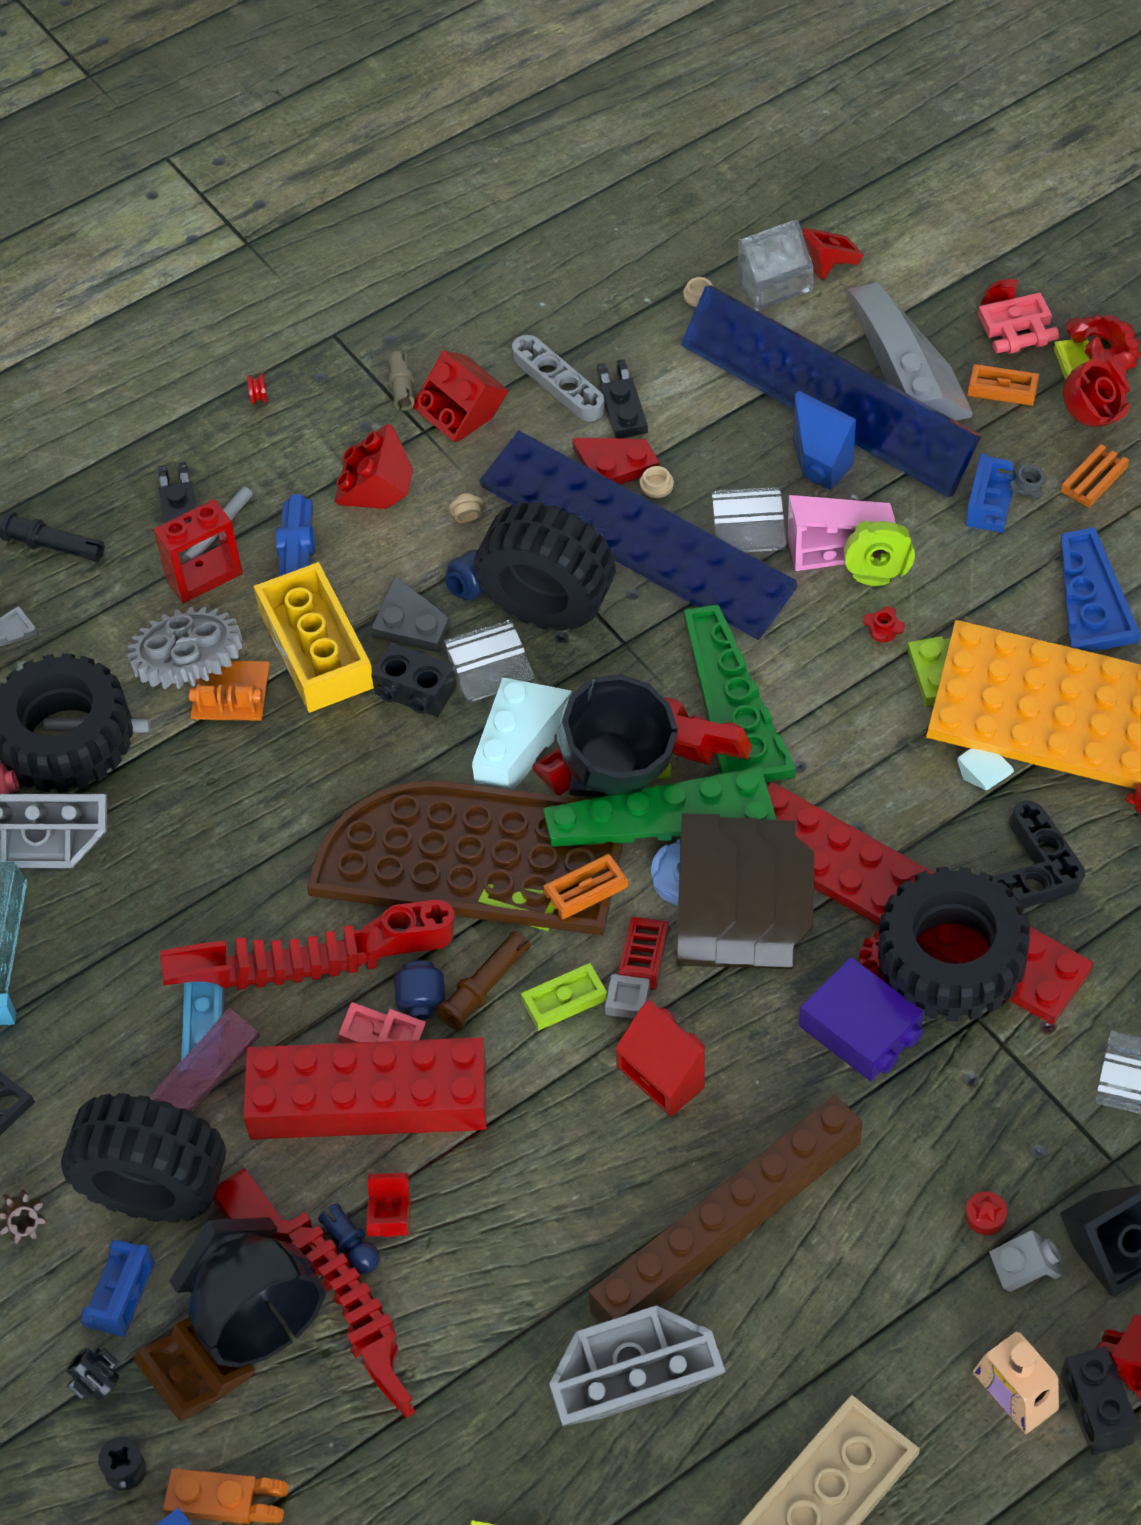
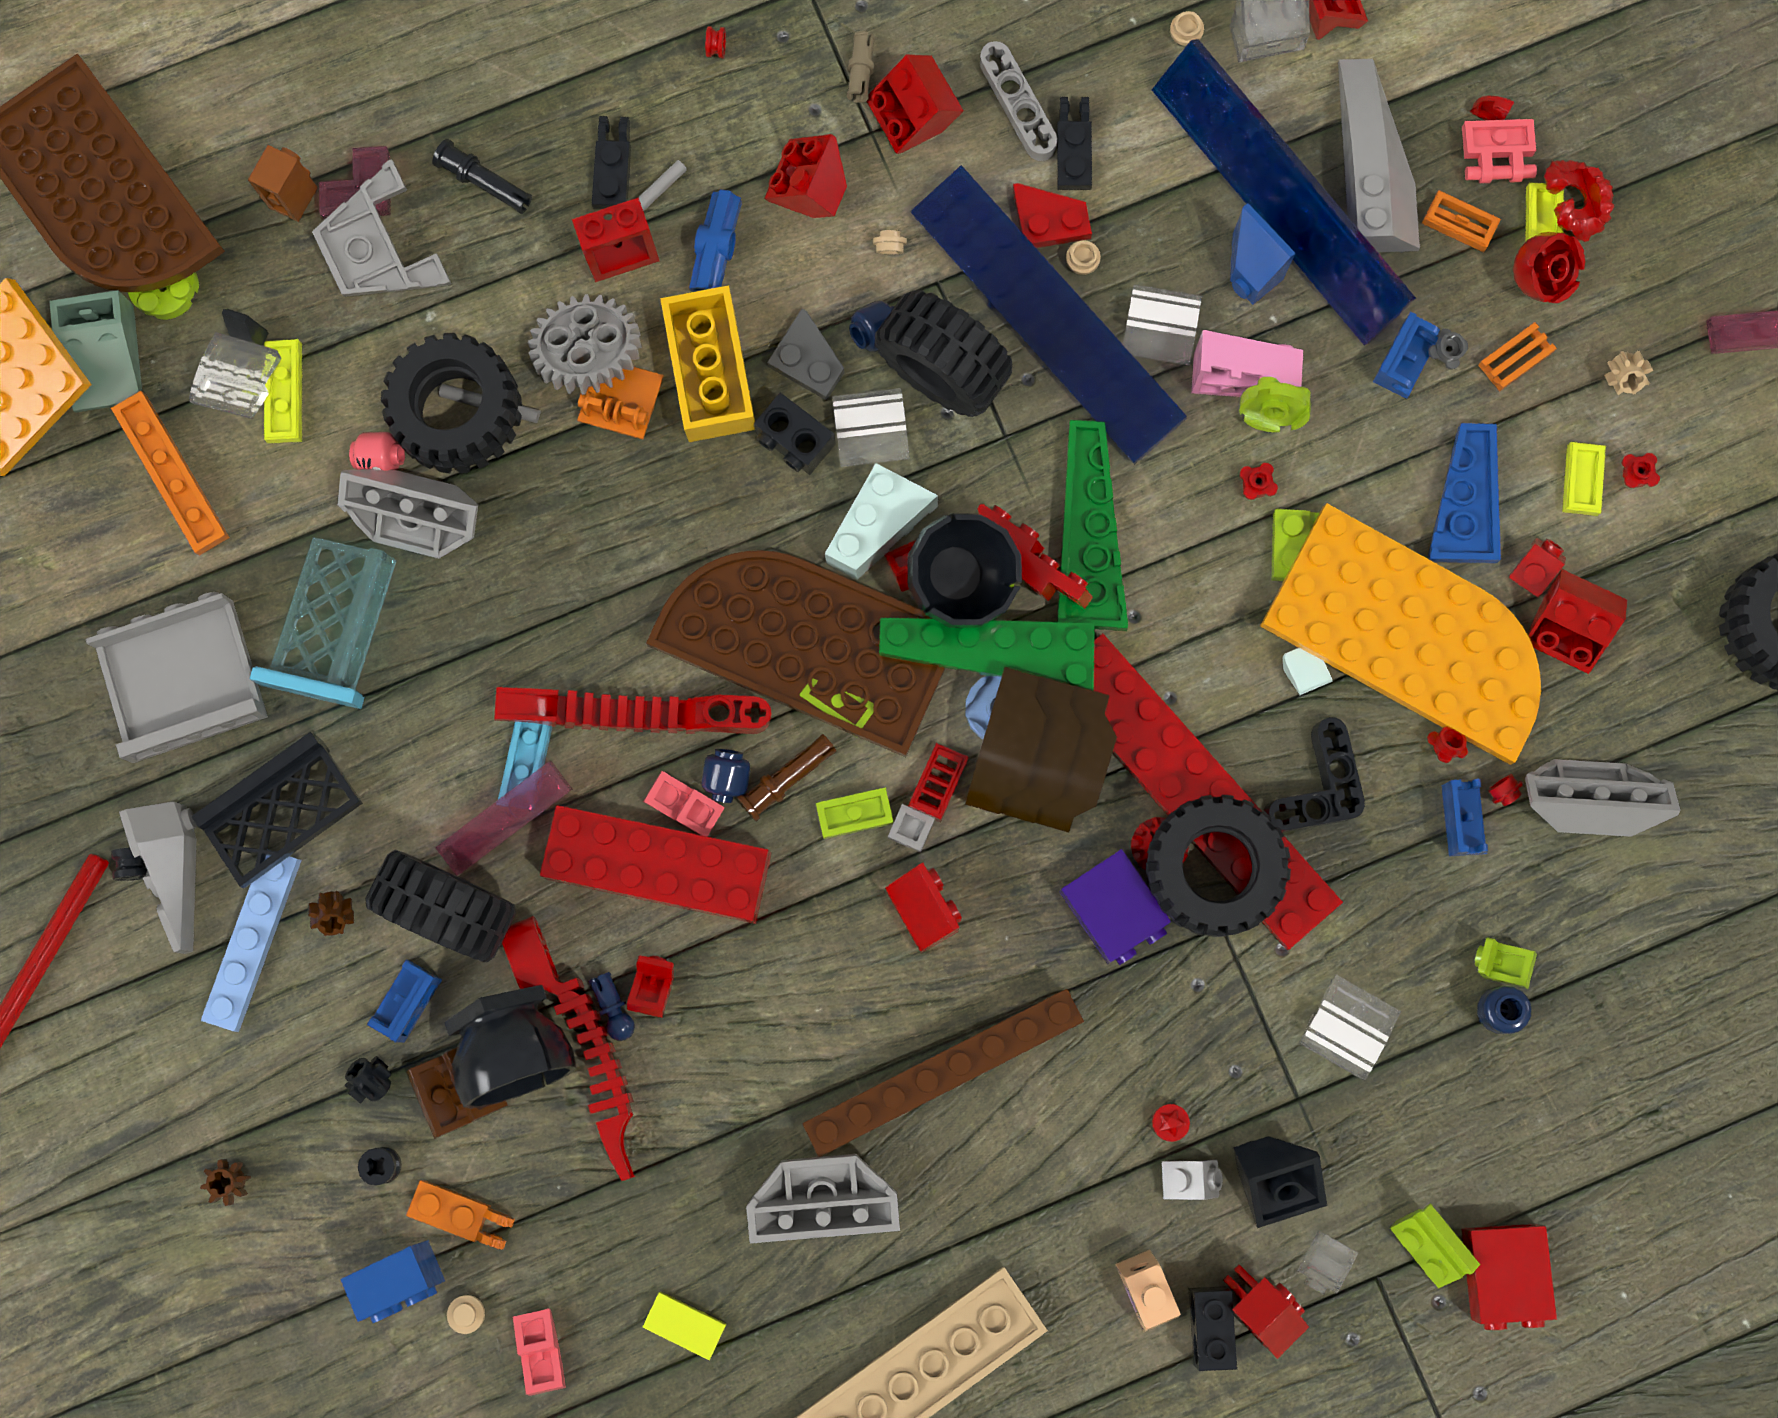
camera: 15 degrees right, 25 degrees up
(589, 890) = (905, 722): orange tile -> none

